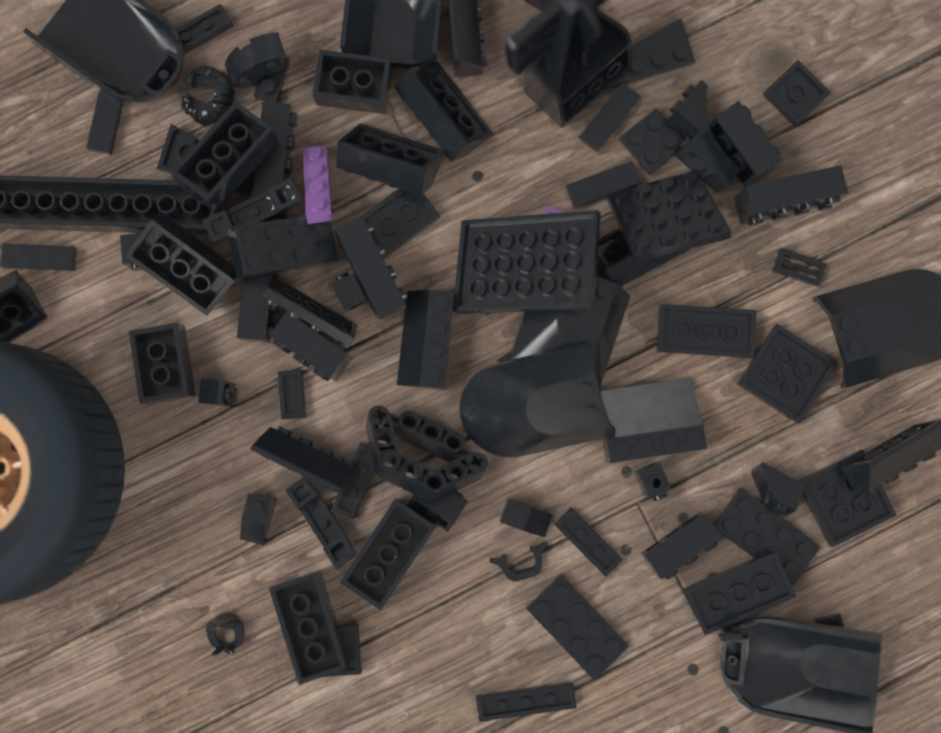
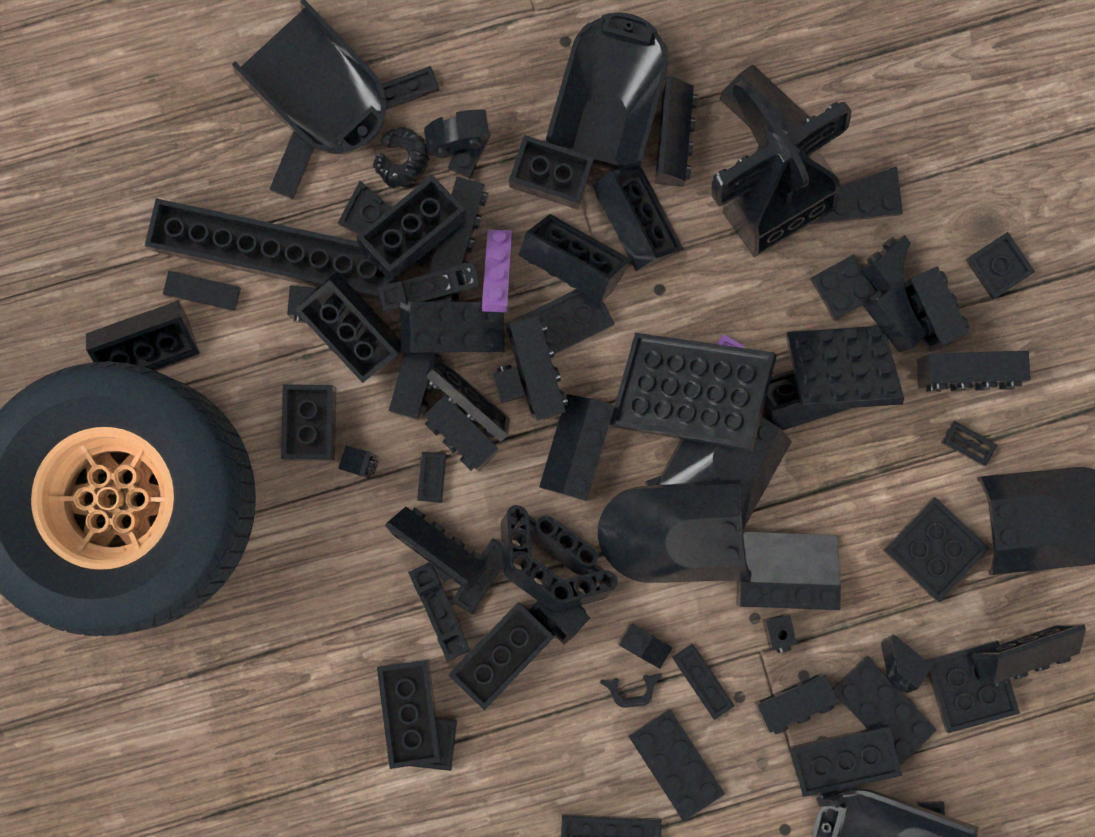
camera: 10 degrees right, 0 degrees up
(226, 621) = (326, 692): black piece -> none
(257, 517) = (375, 595): black slope -> none
(602, 184) = (785, 322): black tile -> none
(609, 117) = (805, 254): black tile -> none
(706, 331) = (862, 491): black plate -> none

